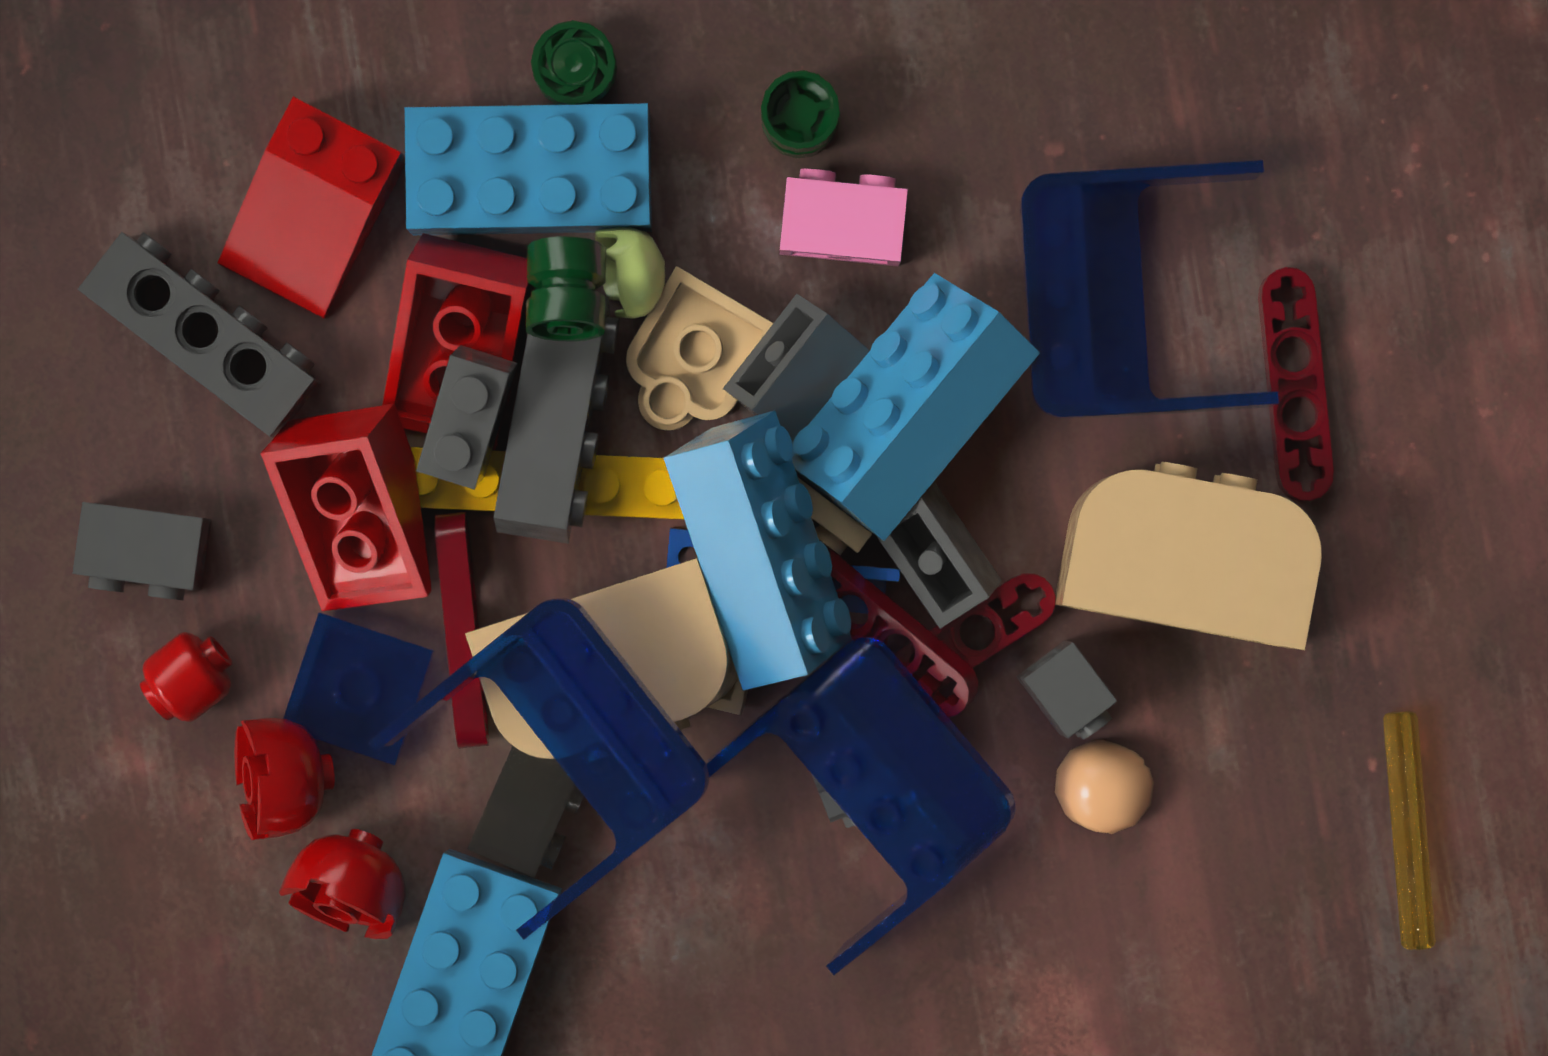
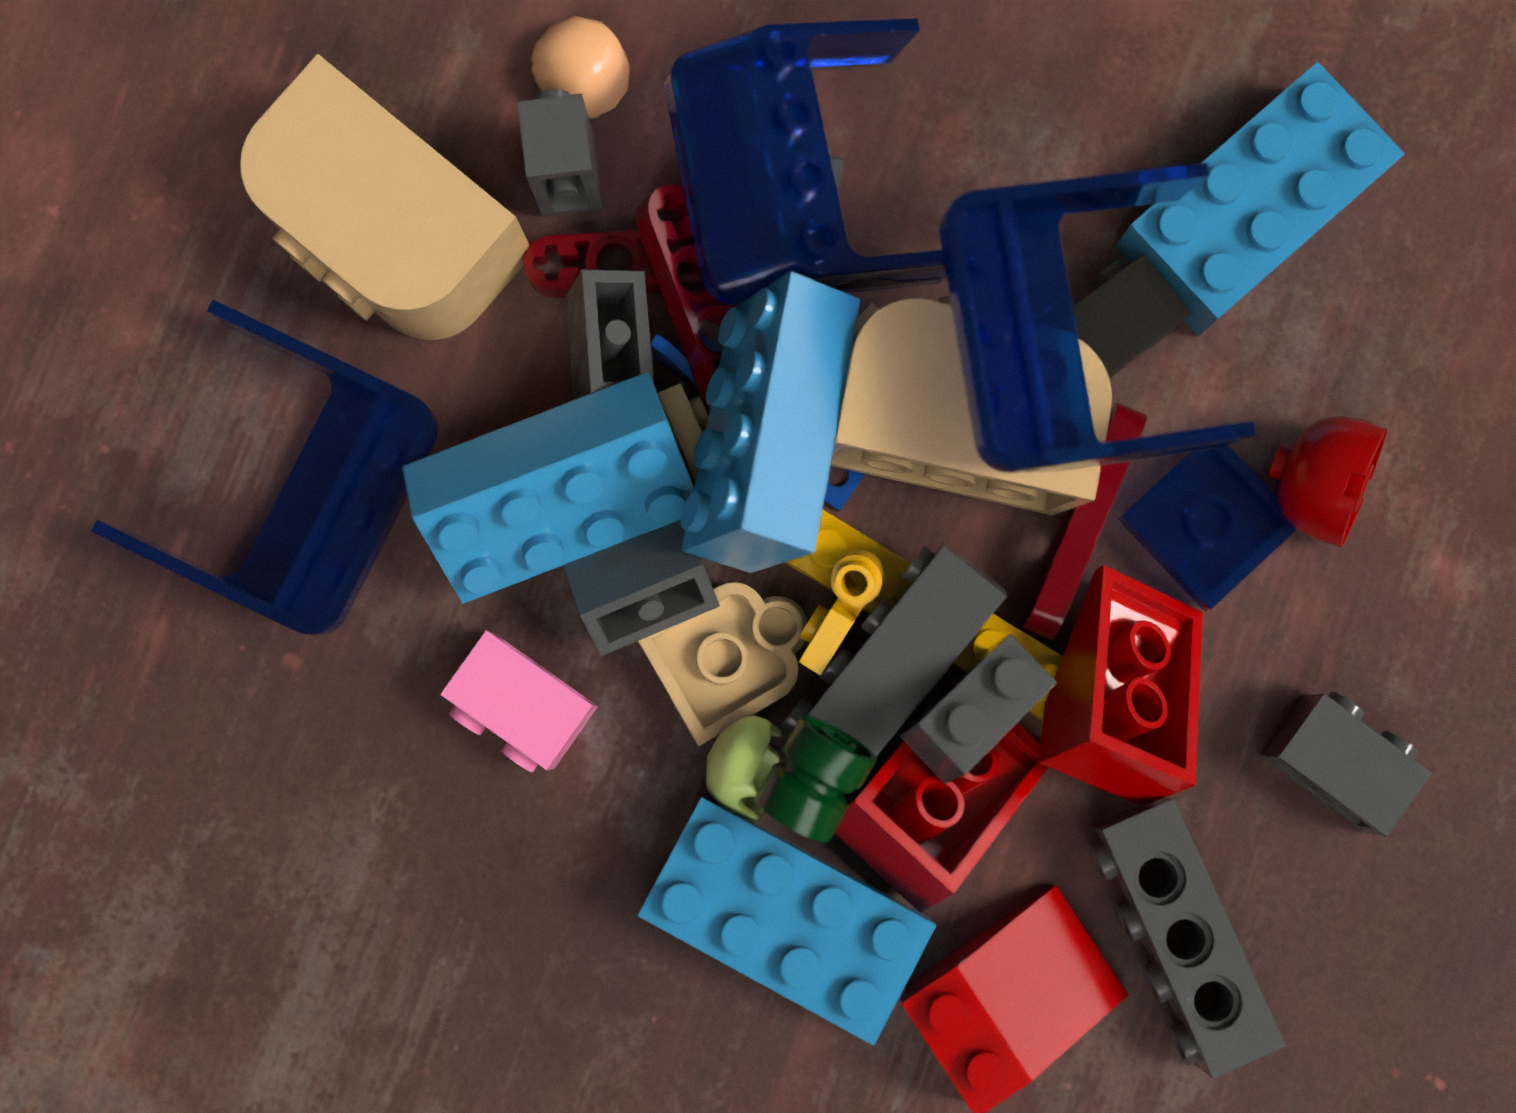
camera: 150 degrees left, 5 degrees down
(186, 677) = (1367, 618): red head -> none
(347, 883) = (1315, 347): red cylinder -> none
(574, 64) = (687, 995): dark green wheel -> none
(623, 420) = (829, 627): none -> yellow plate
(800, 114) = (500, 824): dark green wheel -> none
(1307, 383) = (189, 319): dark red beam -> none

